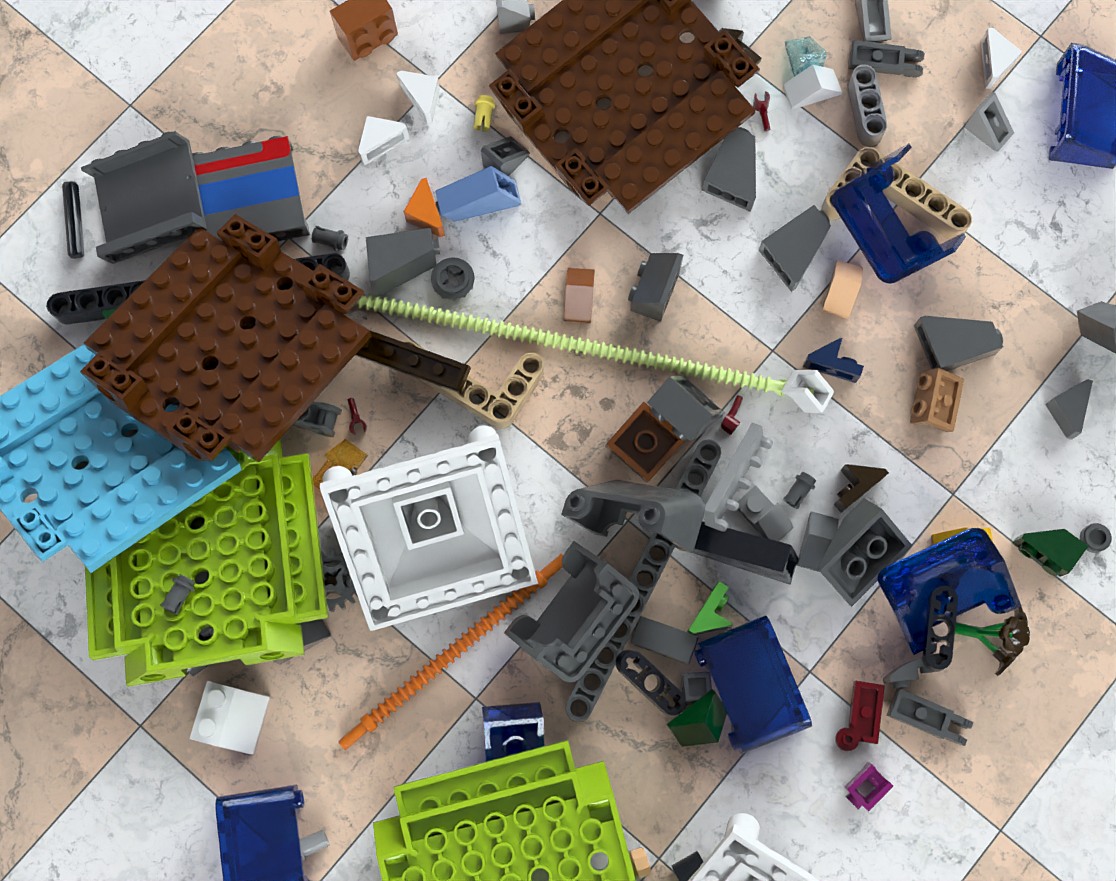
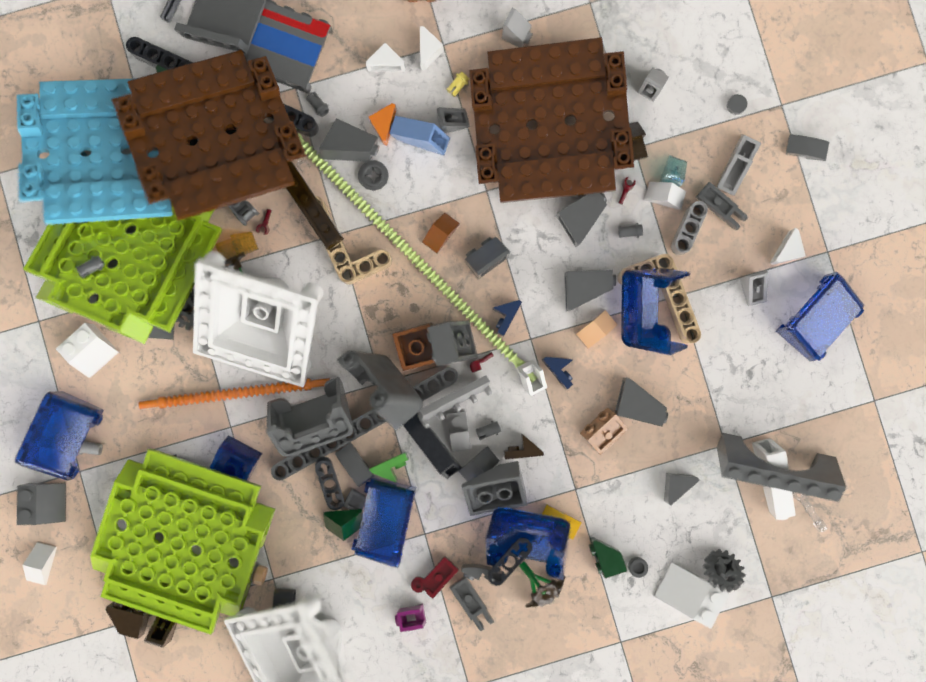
camera: 30 degrees right, 10 degrees up
(726, 333) = (508, 310): none -> dark blue slope
(801, 151) = (631, 230): none -> dark grey pin

